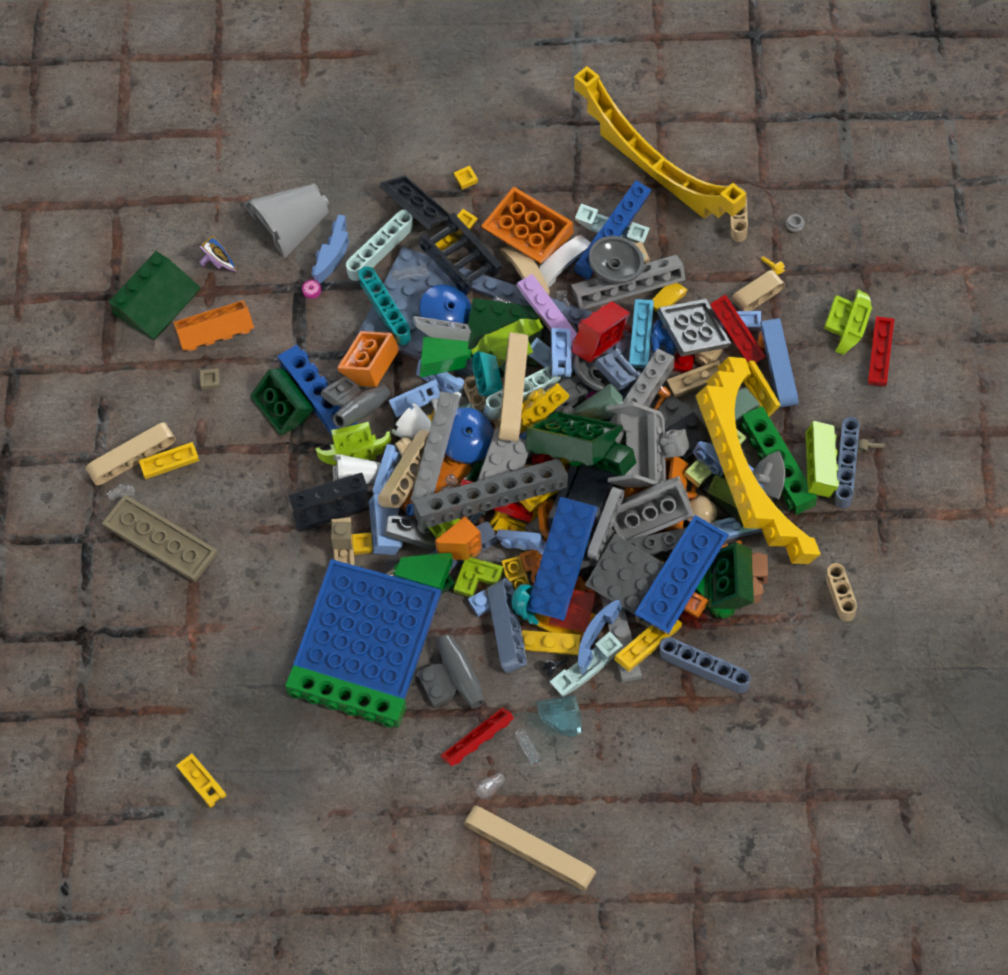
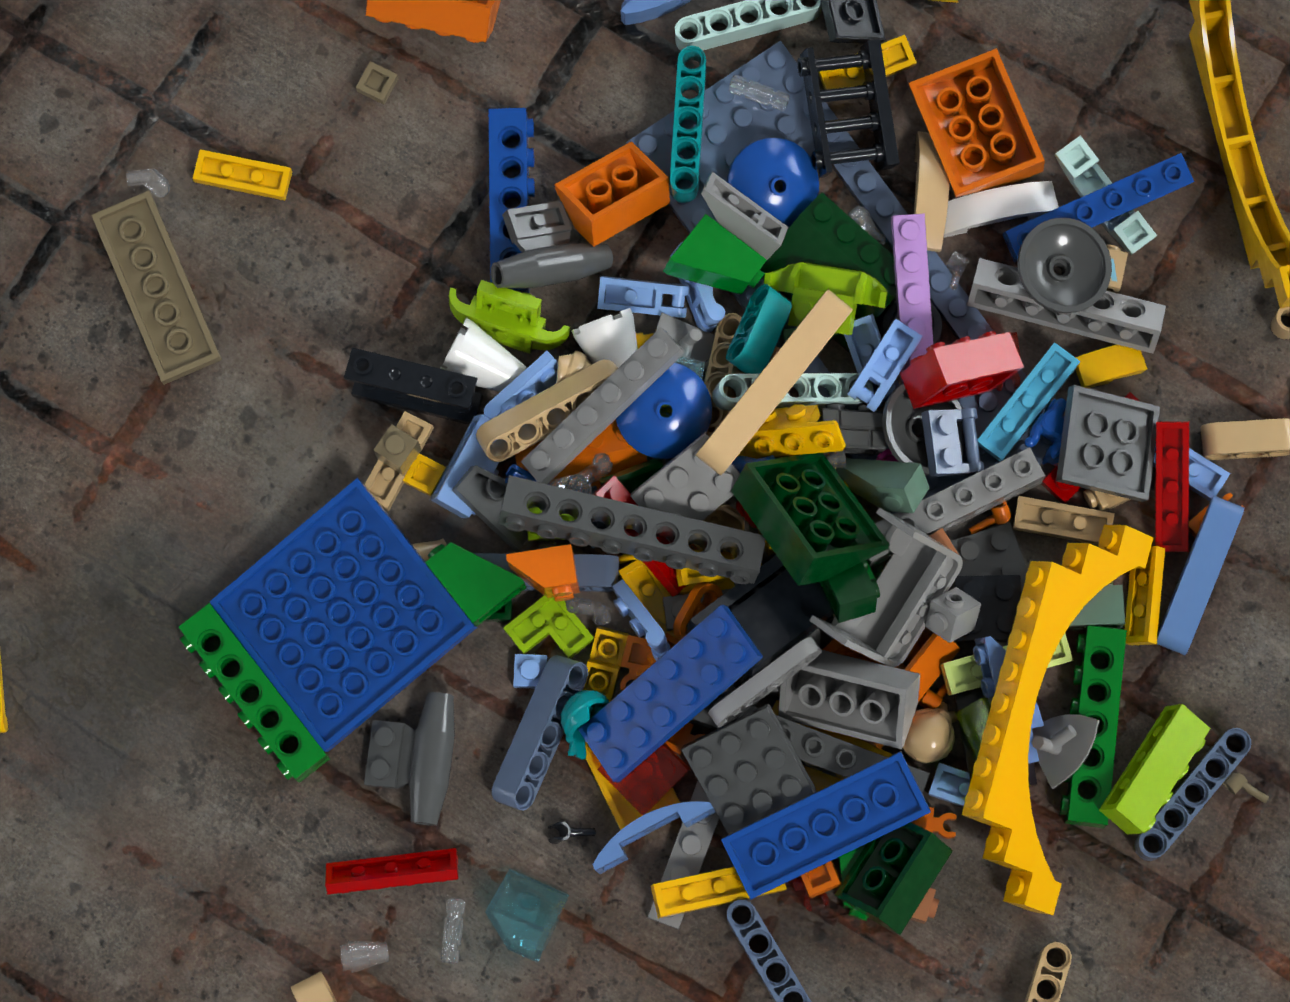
camera: 35 degrees right, 15 degrees up
(130, 453) = (196, 131): tan beam -> none
(281, 401) = (453, 181): dark green slope -> none
(311, 289) = (609, 27): tile -> none
(551, 642) = (585, 797): yellow plate -> none
(603, 653) = (643, 861): light aqua slope -> none
(760, 567) = (953, 875): nougat brick -> none

